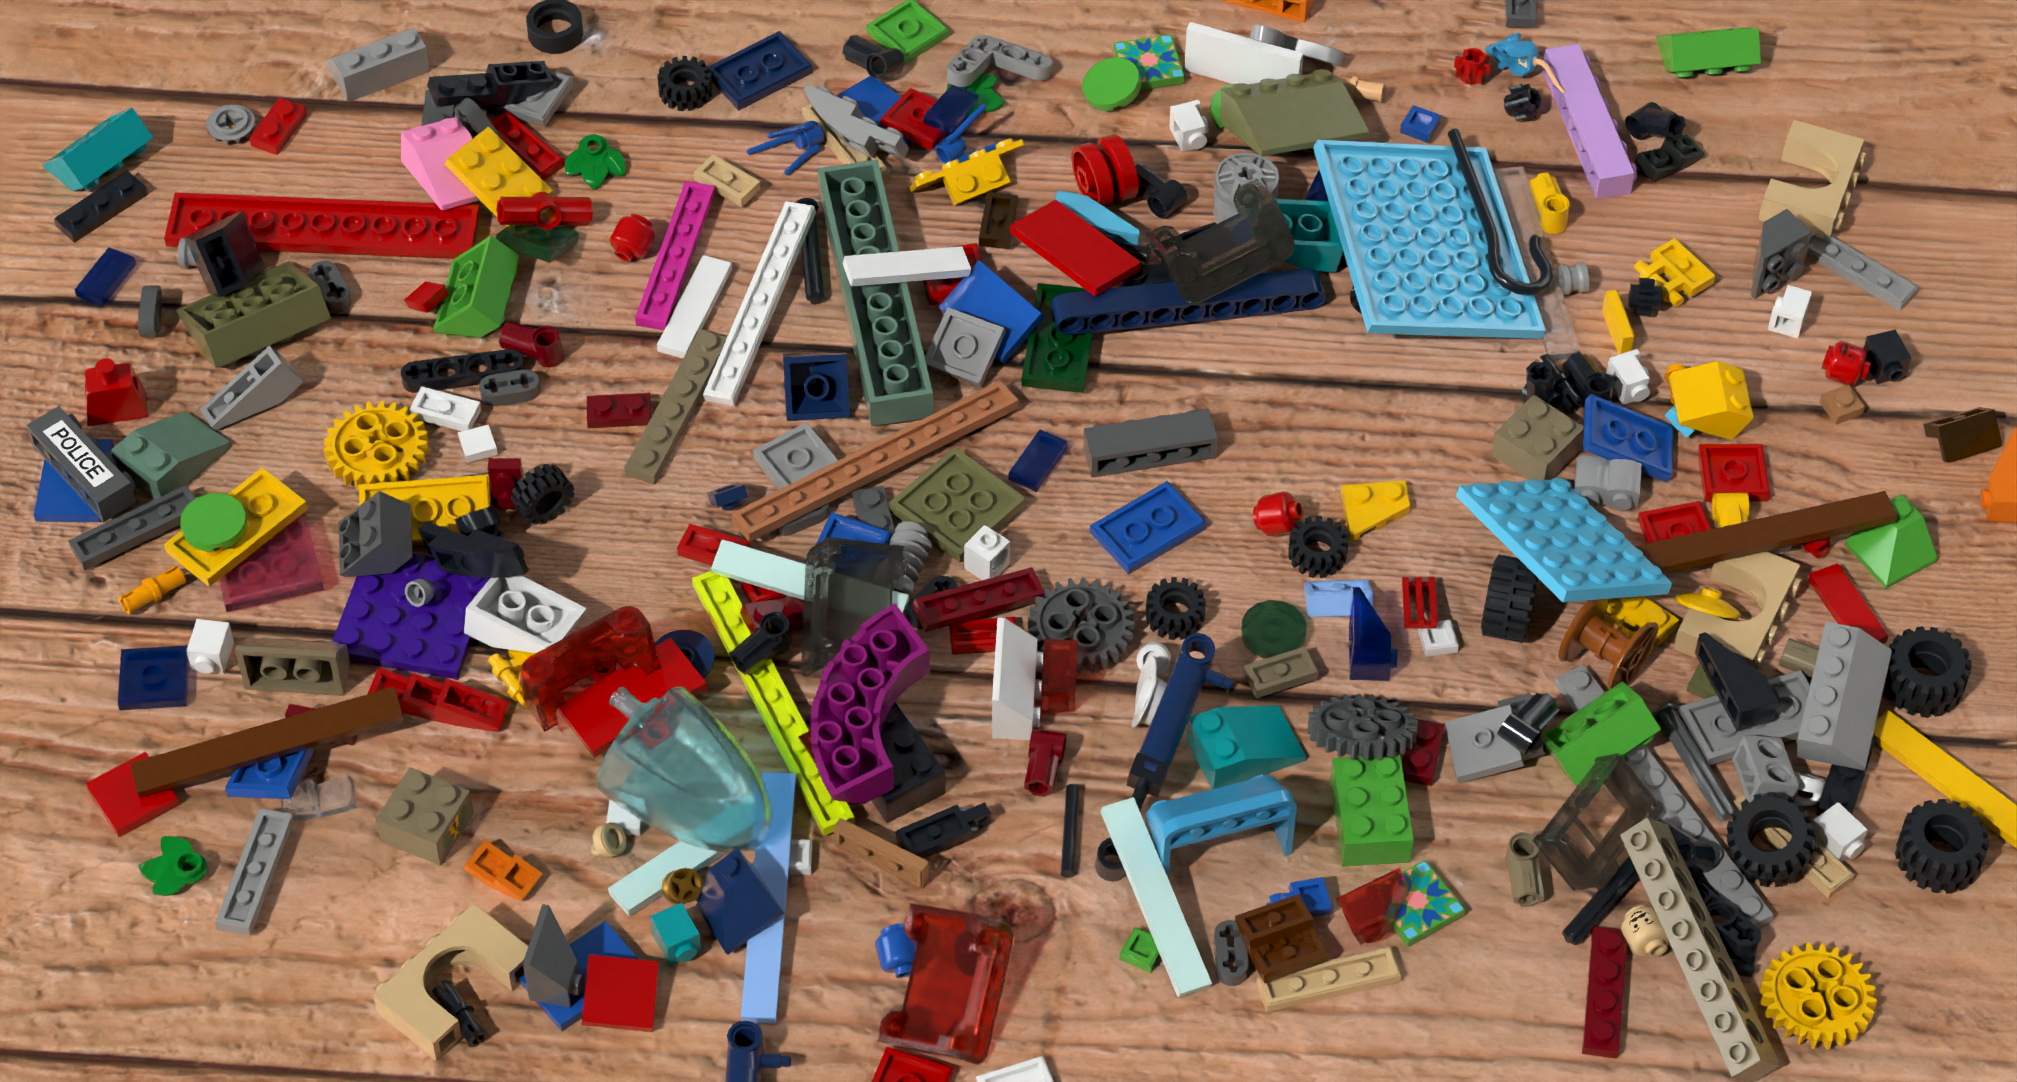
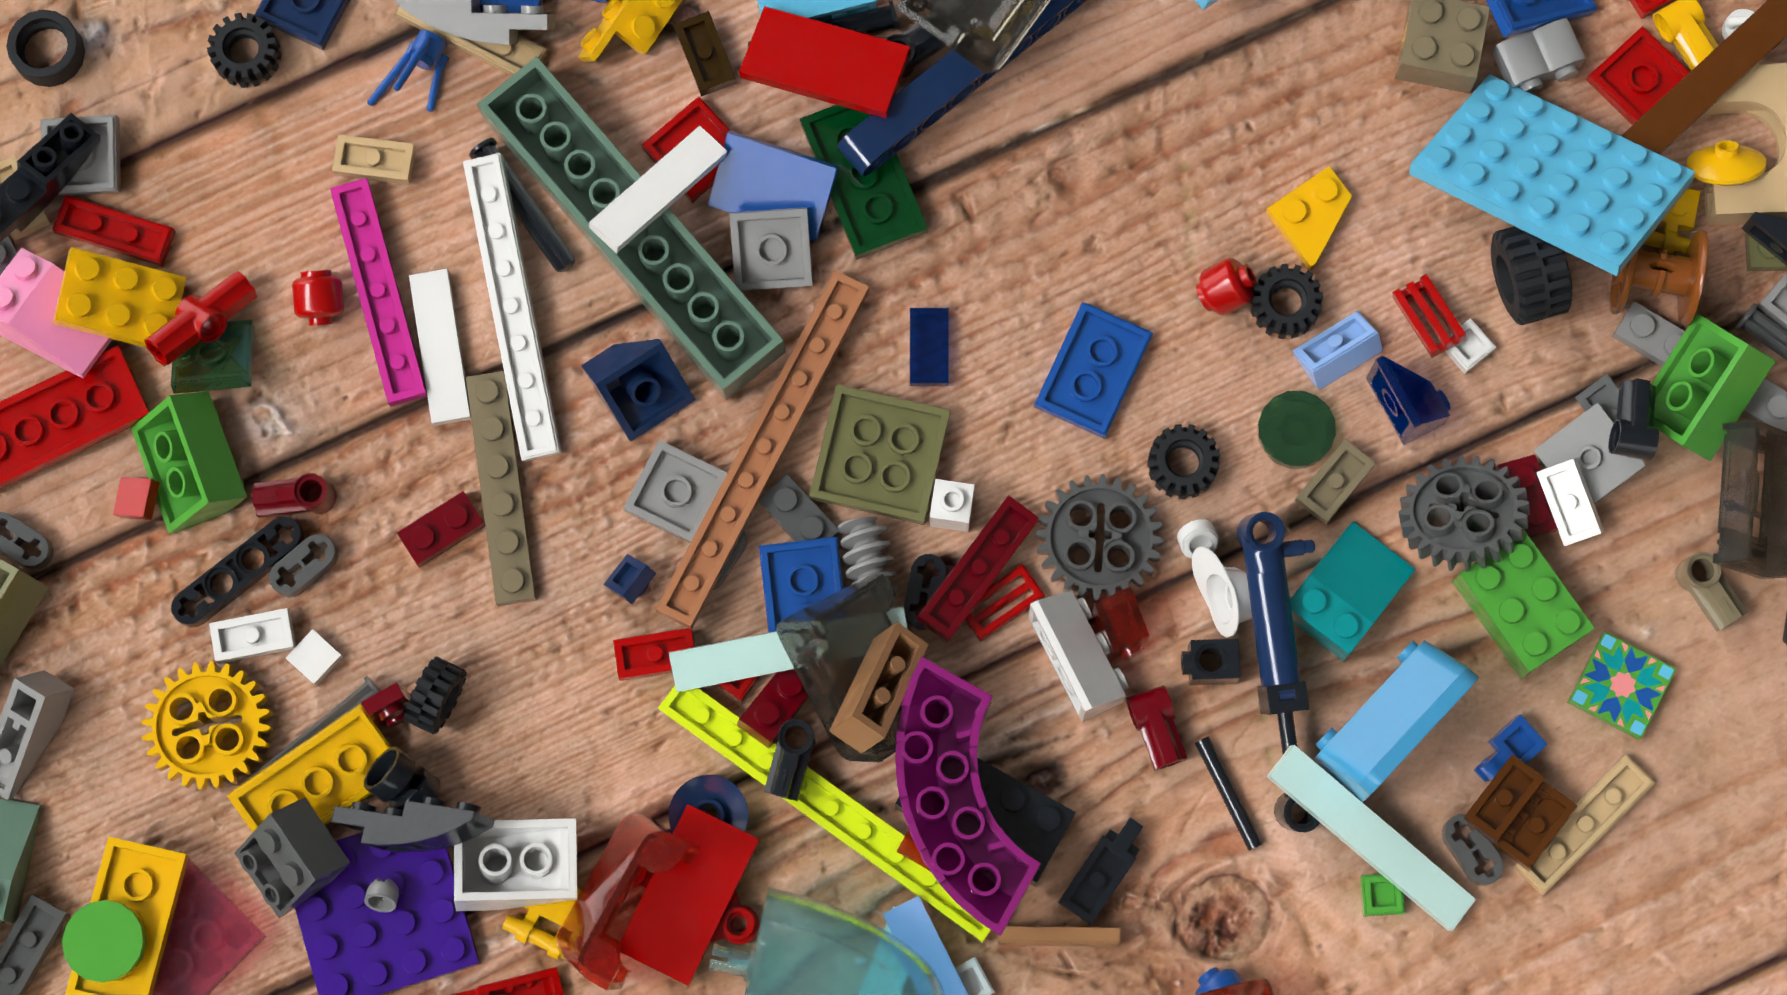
camera: 25 degrees left, 25 degrees up
(472, 117) = (47, 239): dark grey beam -> none
(594, 164) = (212, 215): green plate -> none
(841, 617) = (878, 688): none -> medium nougat brick
(1116, 749) = (1228, 654): none -> black brick
(1150, 443) = (1038, 264): dark grey brick -> none
(1374, 906) = (1591, 726): clear red slope -> none
(1450, 760) = (1570, 502): none -> white plate

